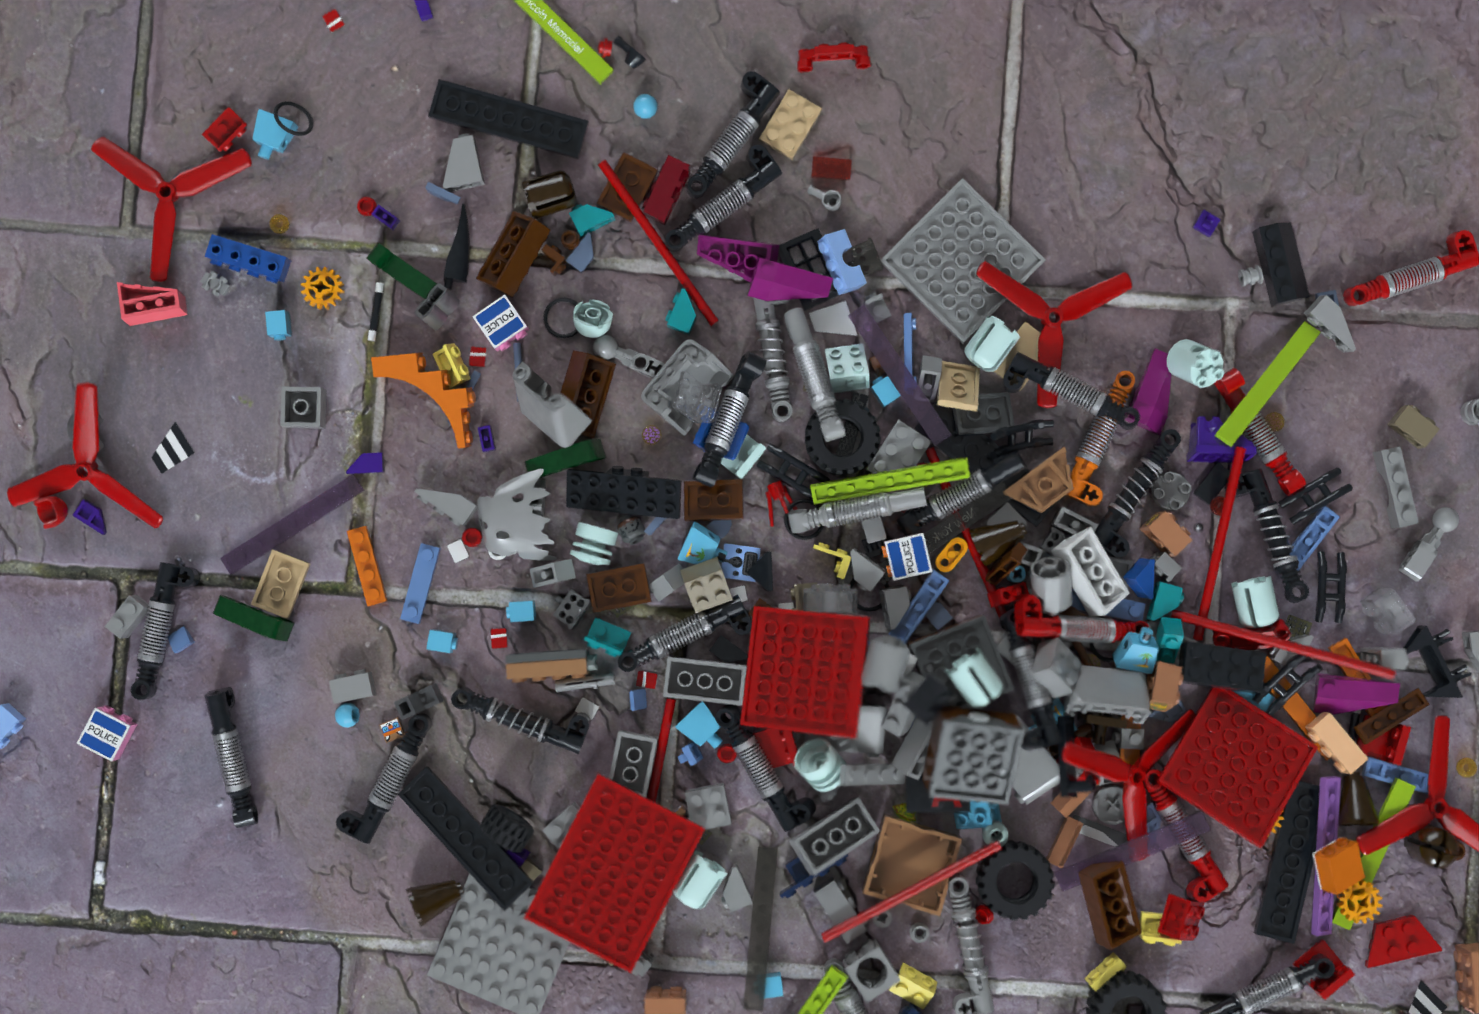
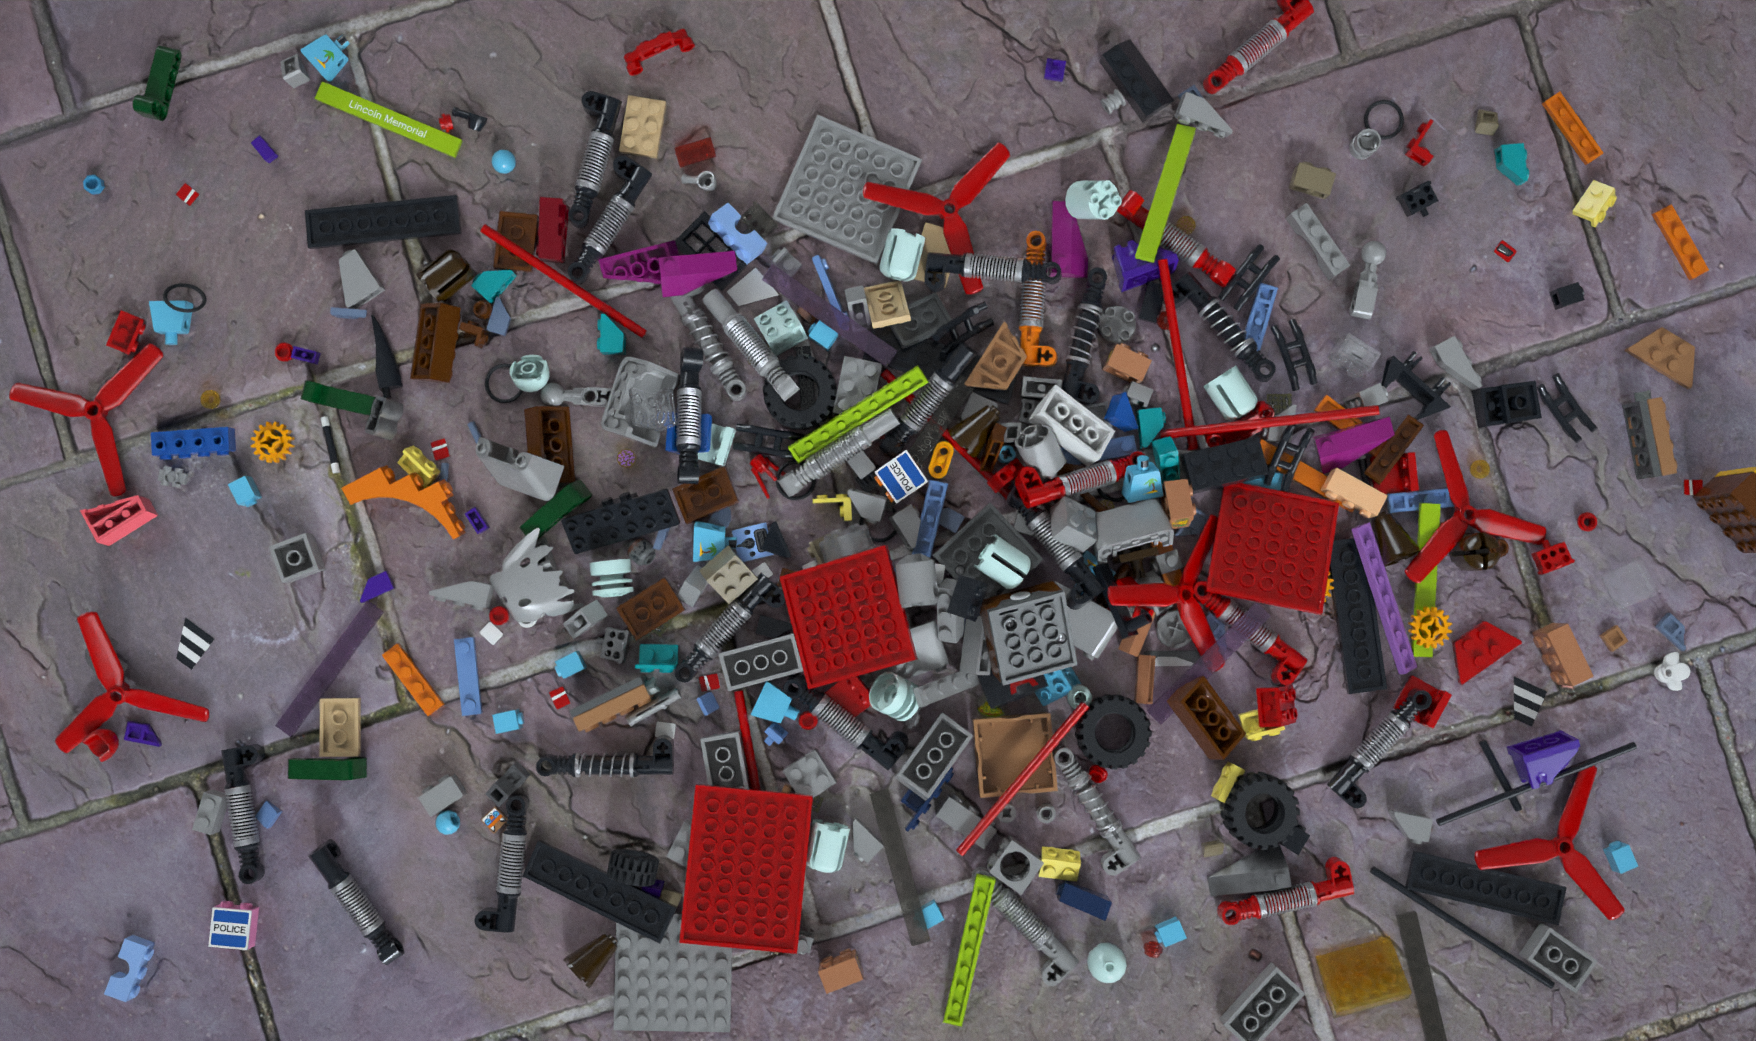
camera: 25 degrees left, 0 degrees up
(501, 323) = (449, 410): piece -> none
(1338, 865) = (1398, 602): orange piece -> none

